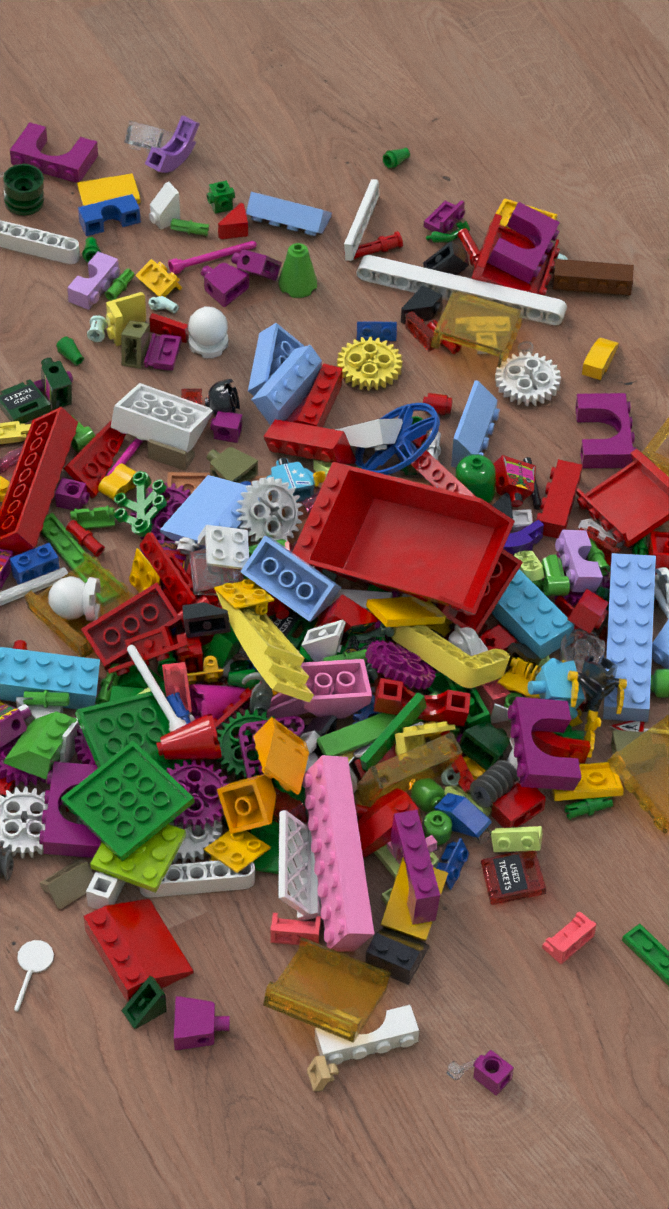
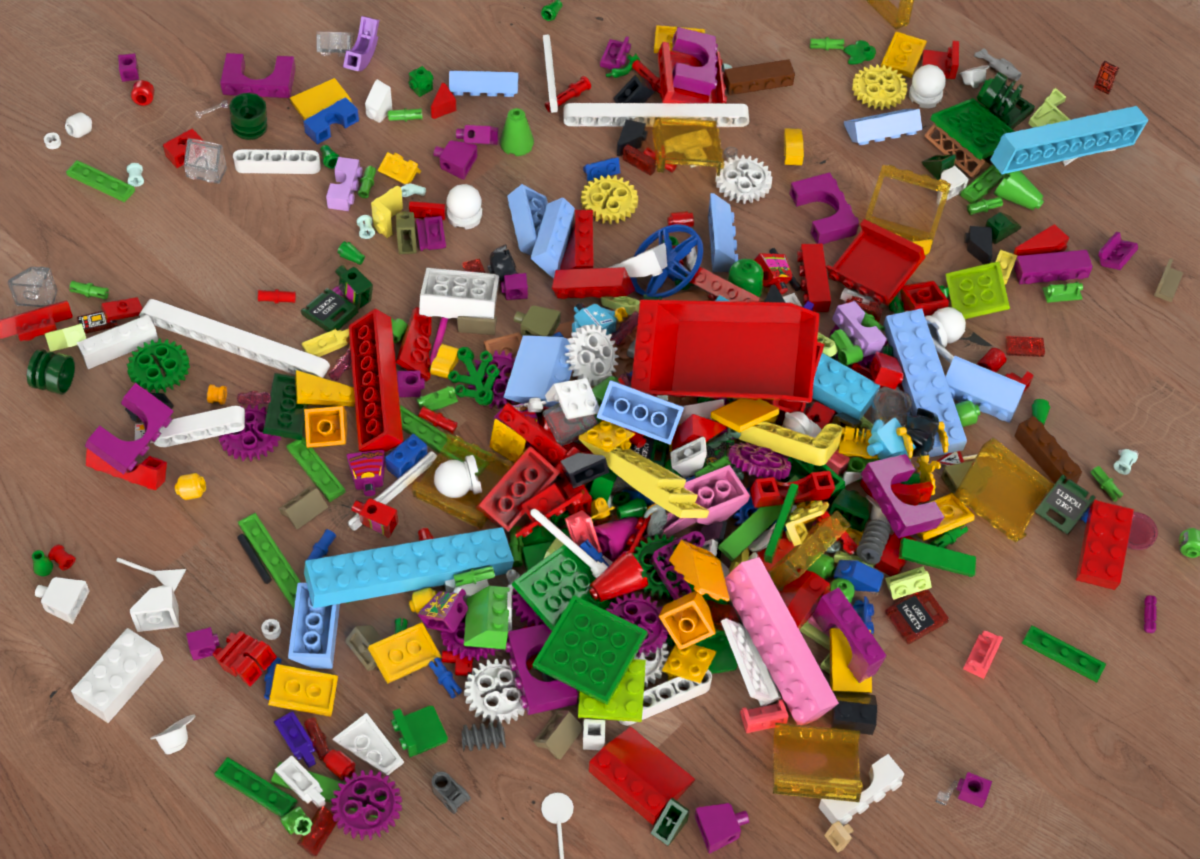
camera: 20 degrees left, 5 degrees up
(177, 266) = (409, 152): dark pink piece -> none
(562, 821) = (937, 557): none -> green tile

